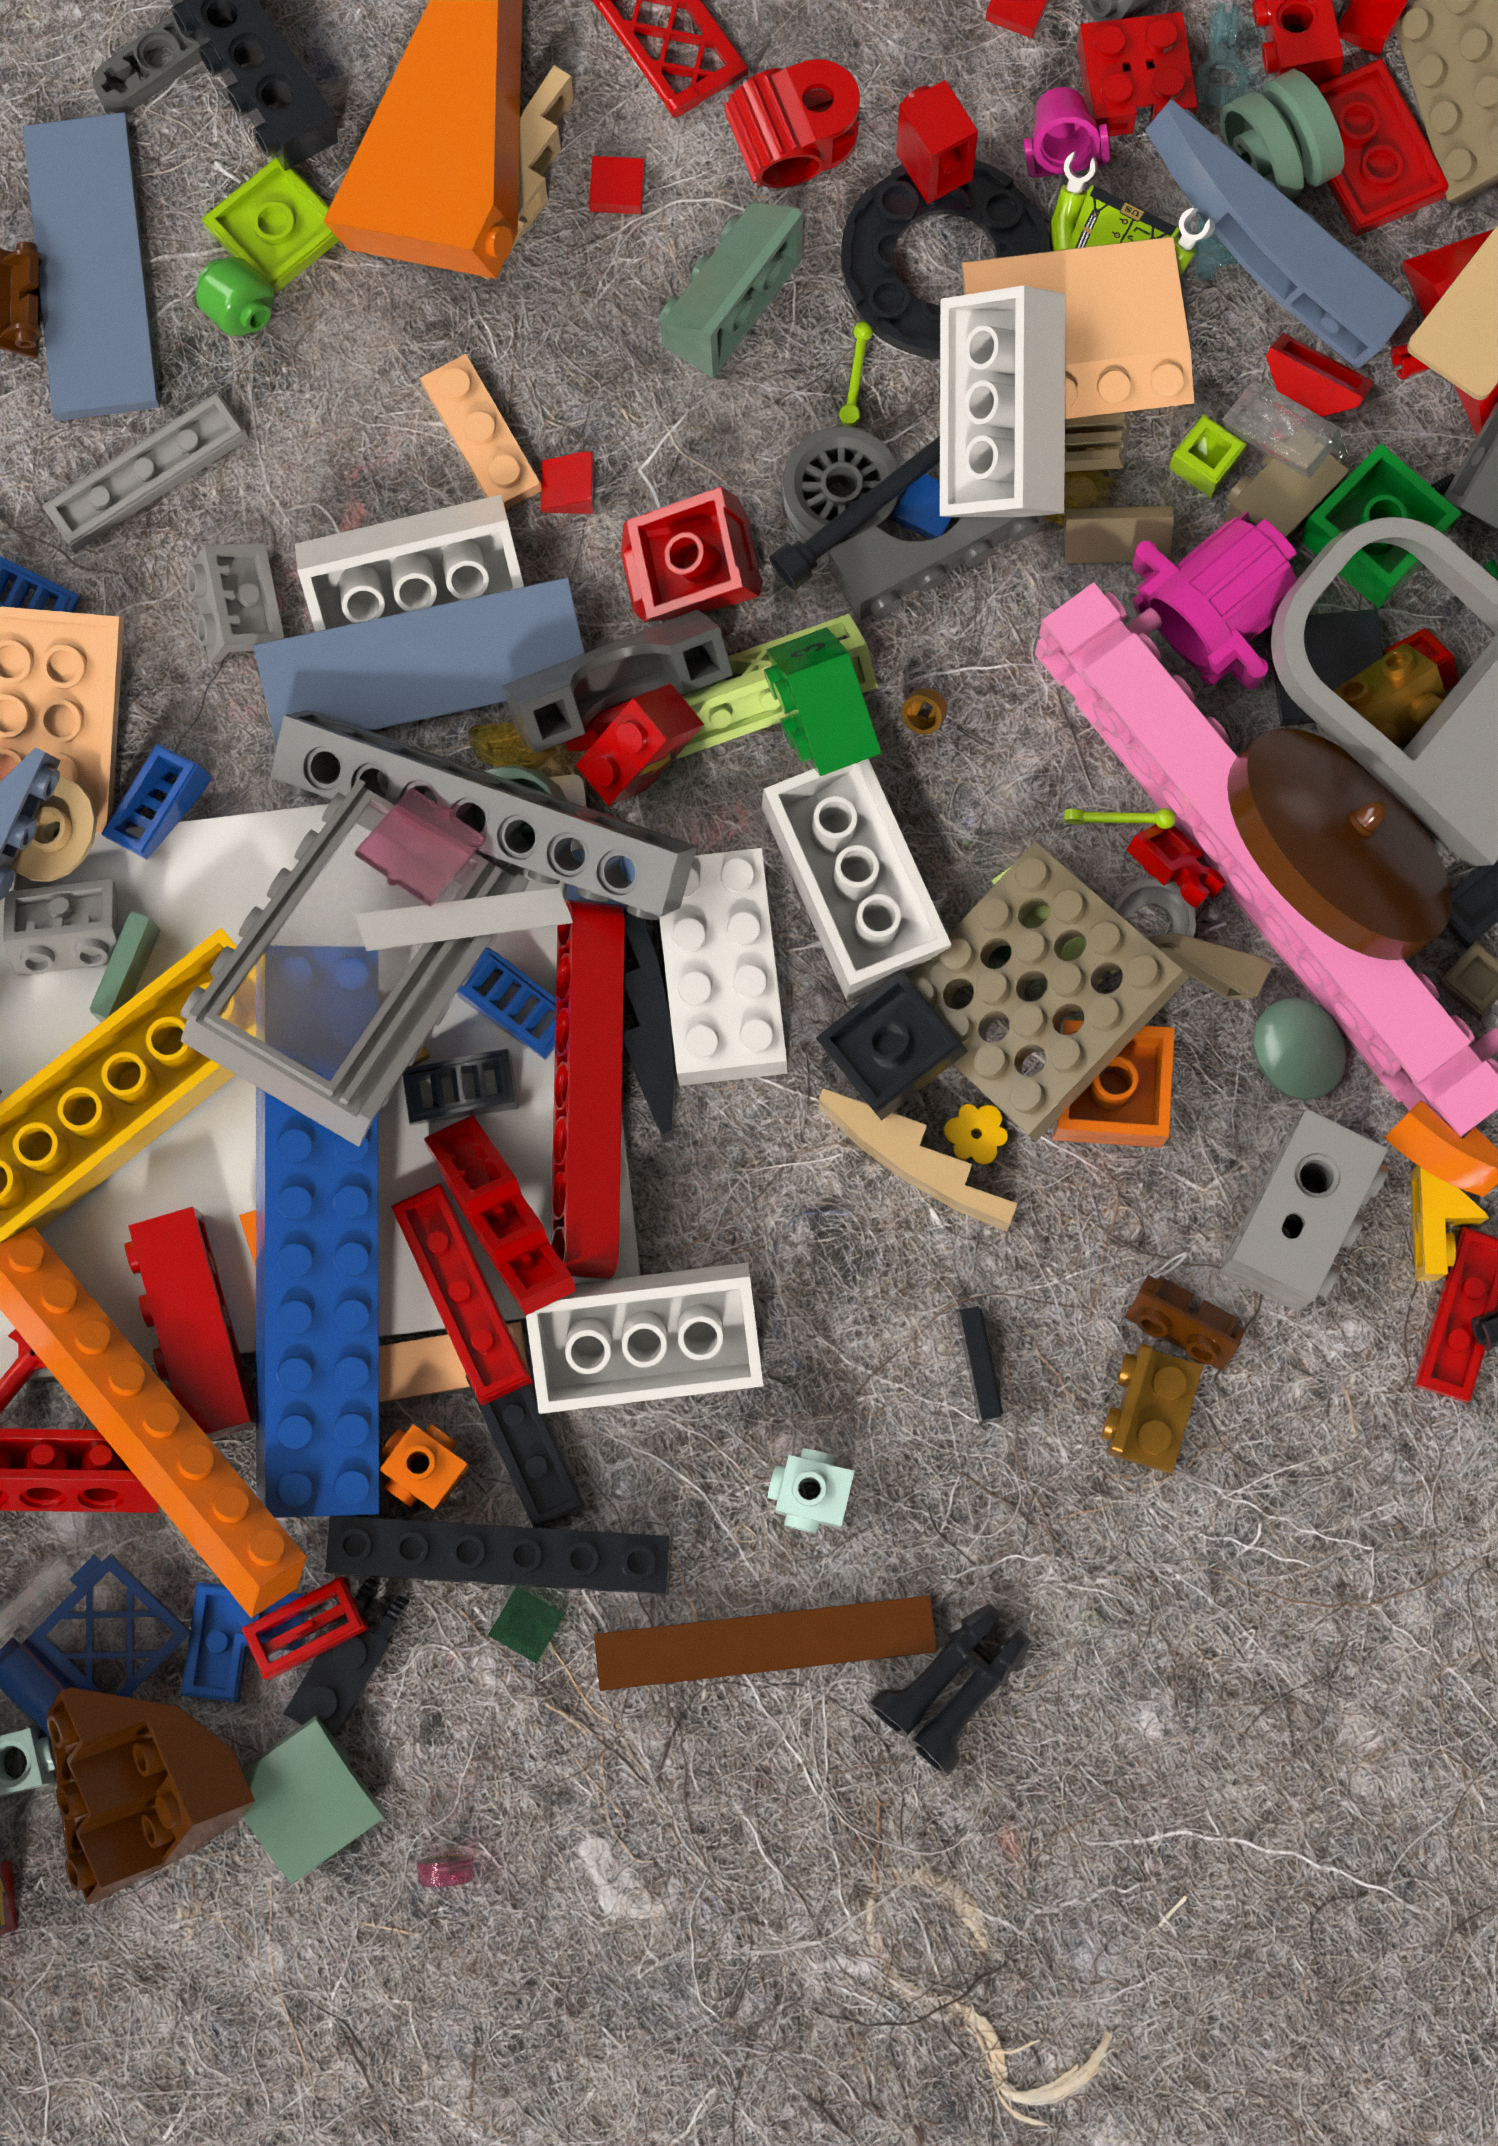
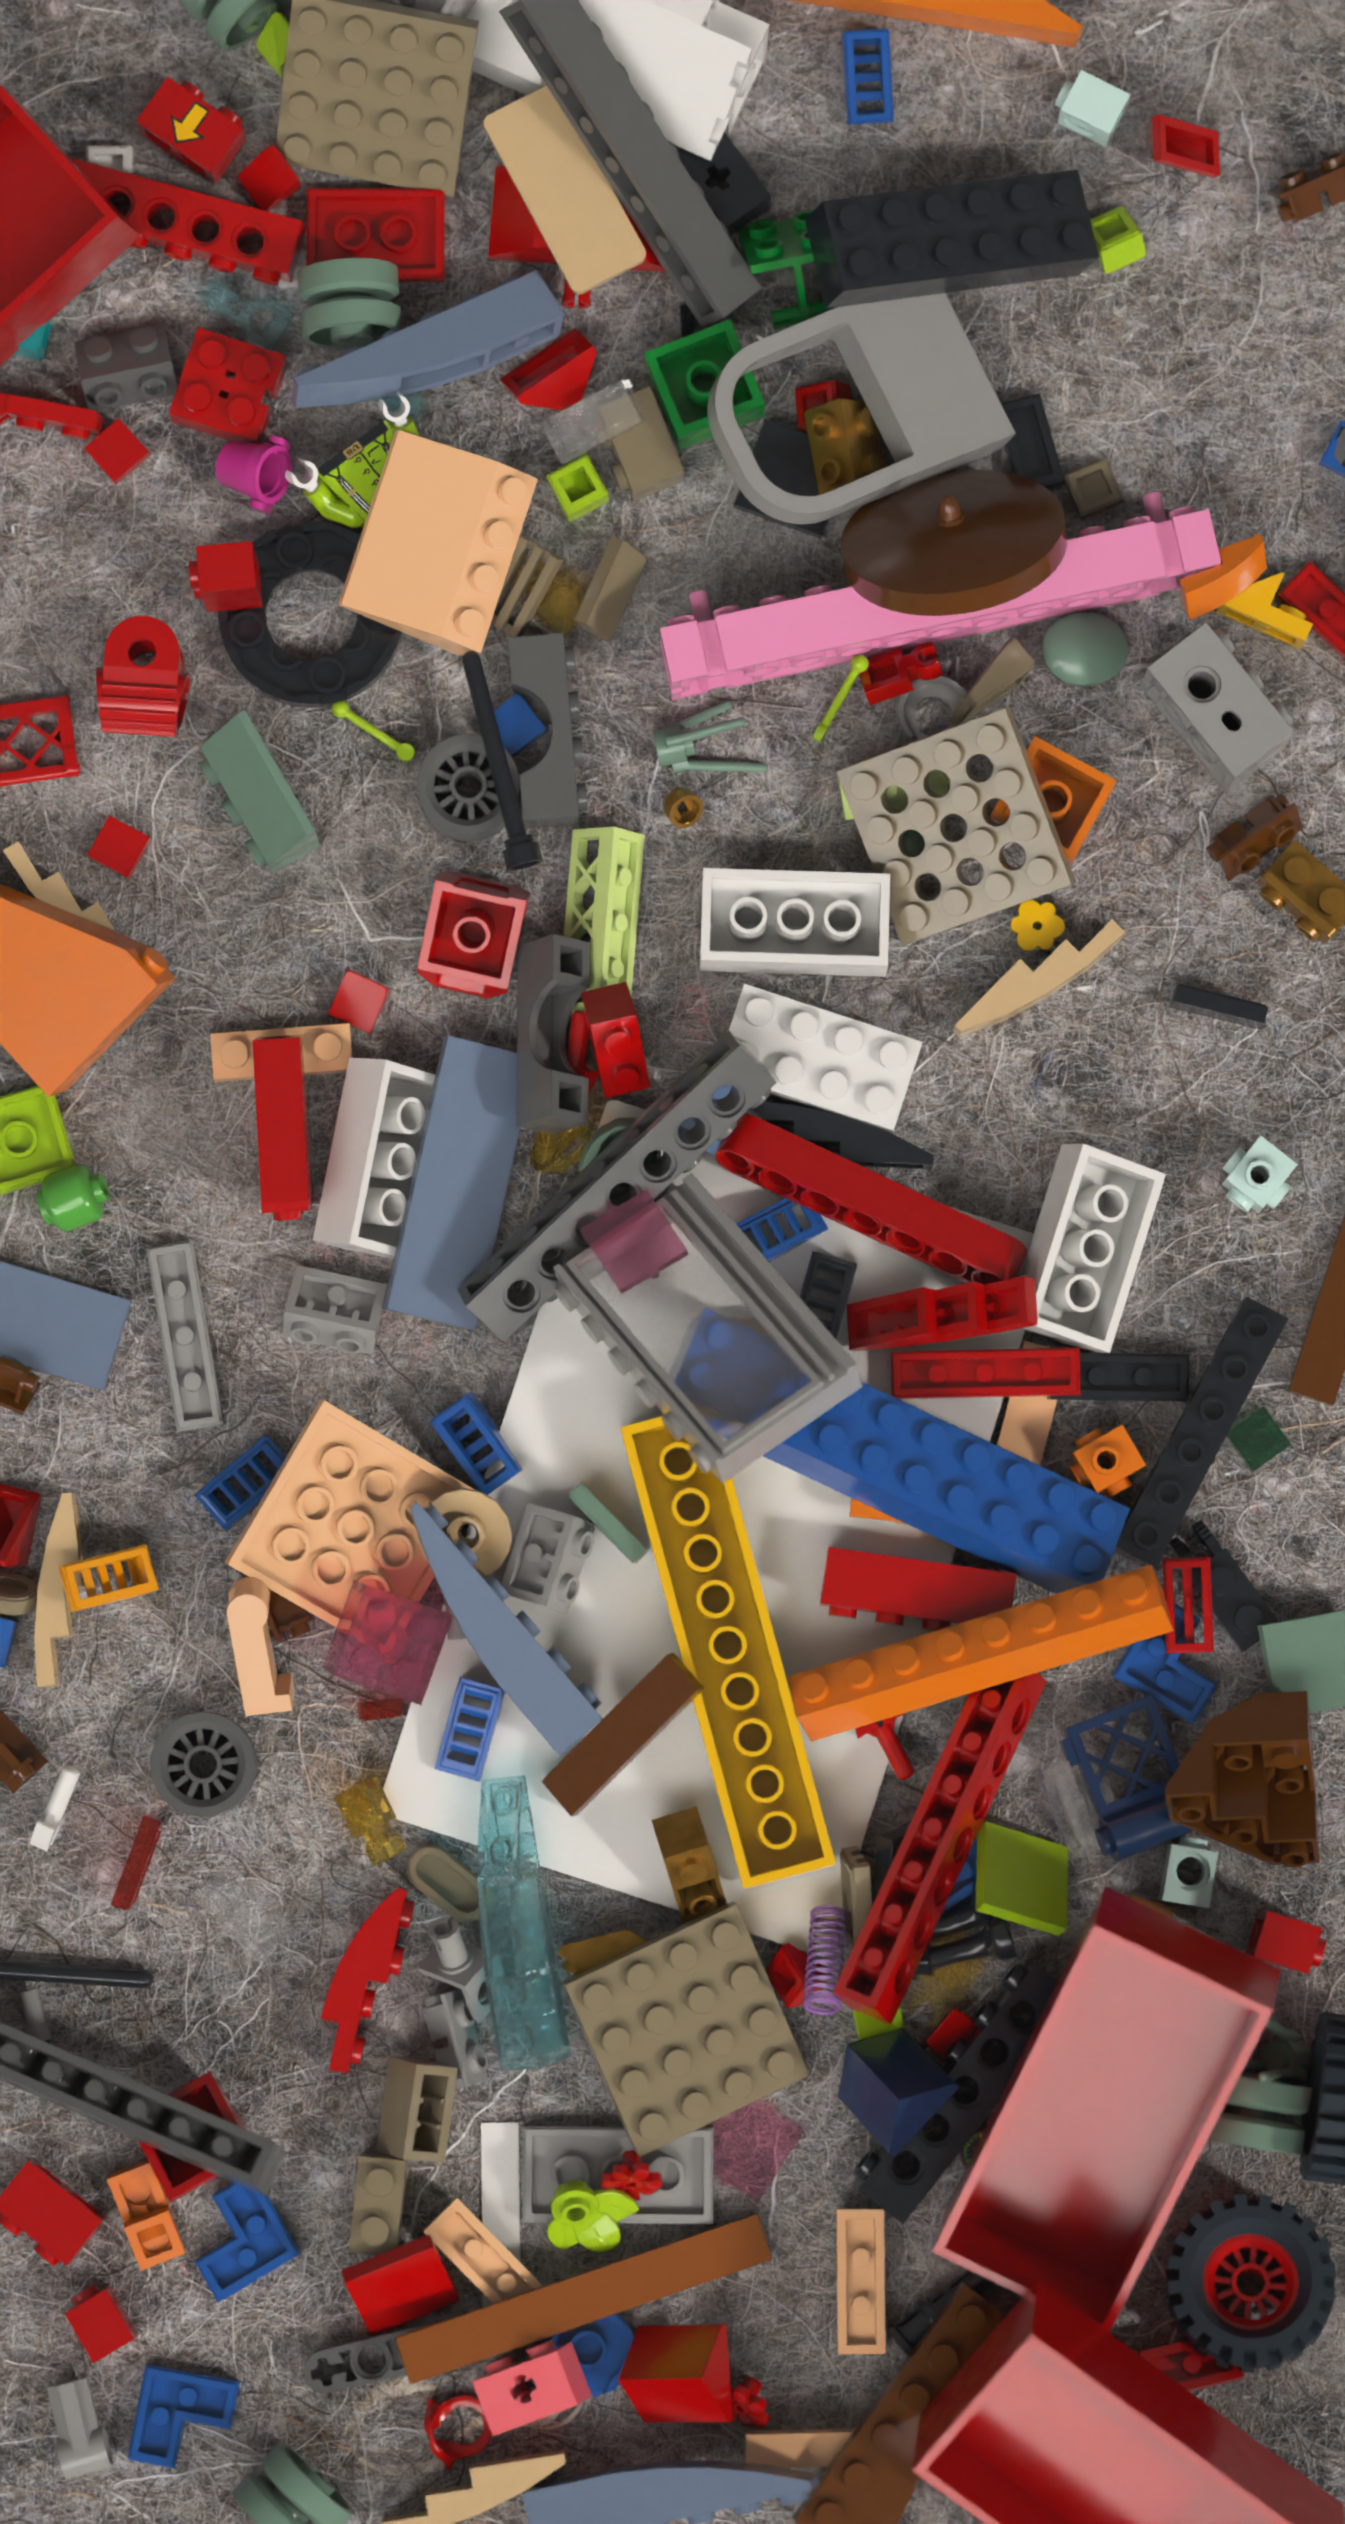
camera: 70 degrees left, 5 degrees up
(391, 457) = (282, 1126): none -> red slope
(463, 918) = (708, 1233): white sticker -> none
(823, 702) = (652, 882): green brick -> none
(891, 1044) = (945, 956): black tile -> none
(990, 675) = (676, 743): none -> sand green plant
(1002, 403) = (481, 630): white slope -> none
(1219, 597) = (705, 535): dark pink container -> none

